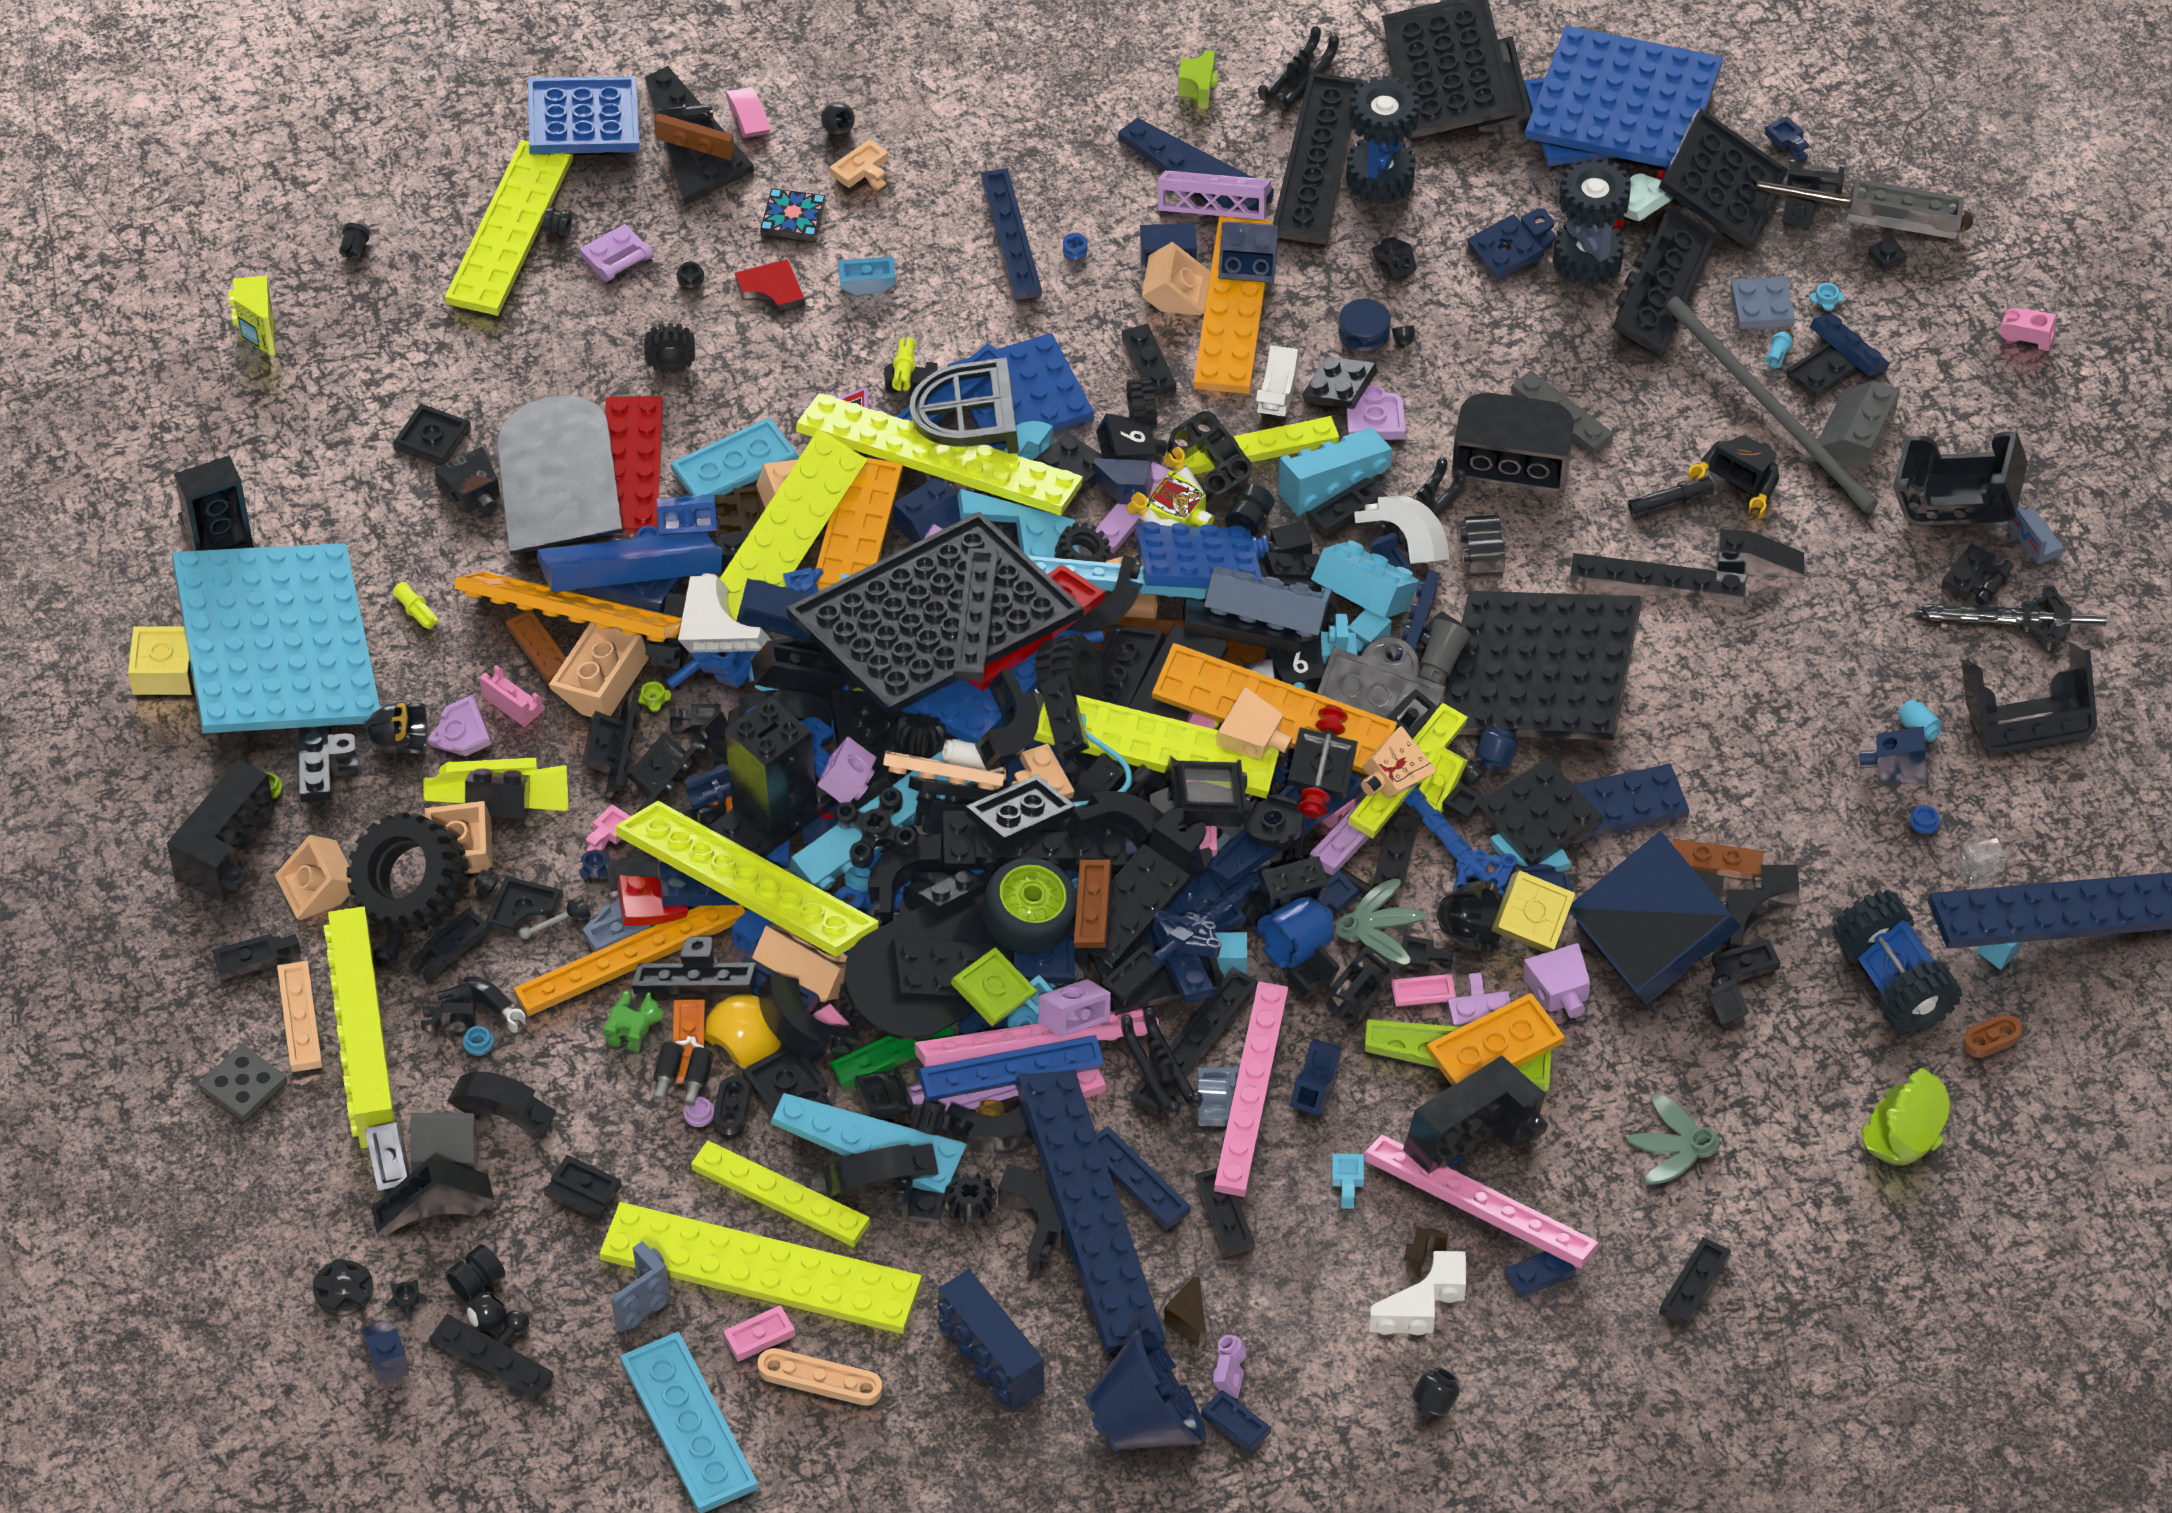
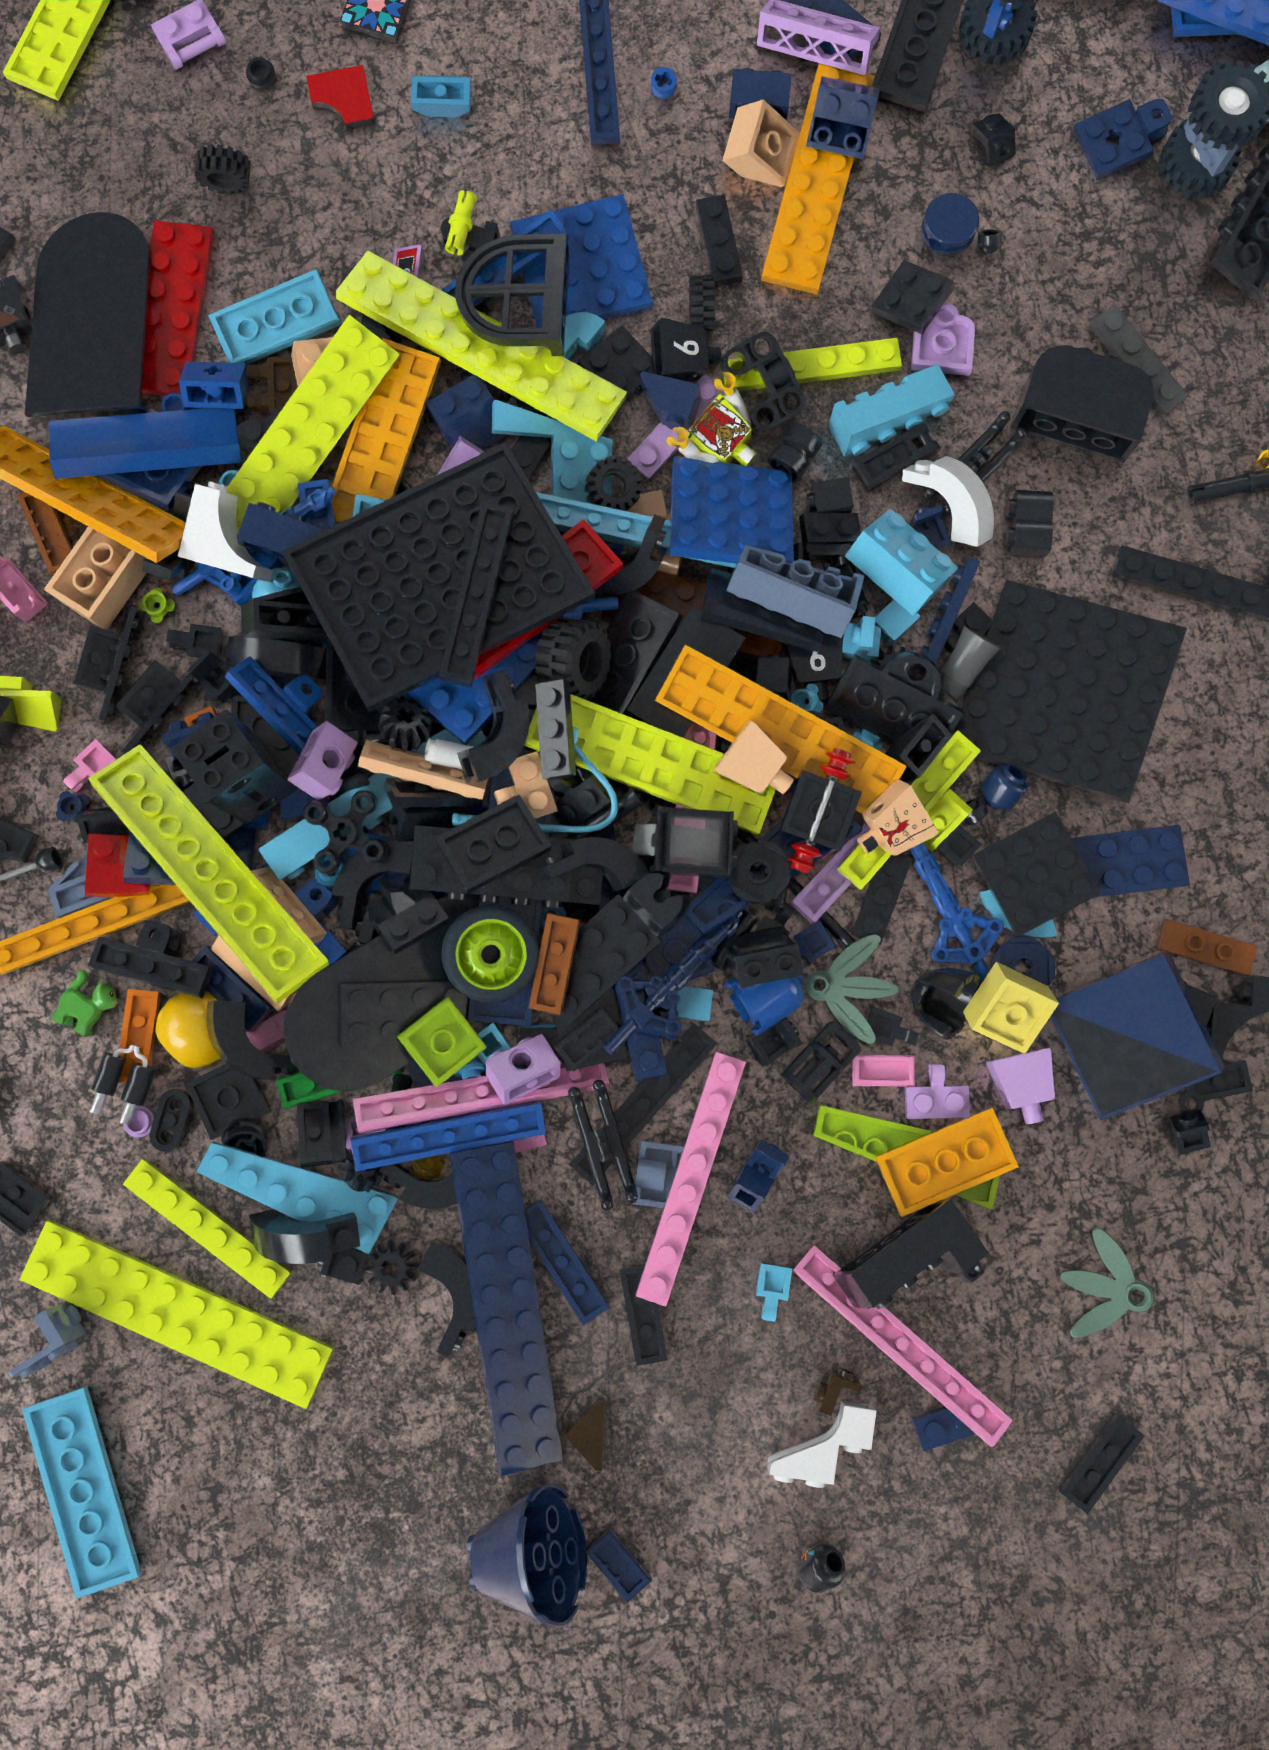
camera: 10 degrees right, 30 degrees up
(759, 1333) = (163, 1396): bright pink plate -> none
(820, 1376) = (216, 1455): light nougat plate -> none
(990, 1341) = (385, 1454): dark blue brick -> none
(1229, 1374) = (620, 1508): lavender plate -> none
(1261, 545) = (799, 498): blue bush -> none
(1279, 381) = (849, 288): white arch -> none

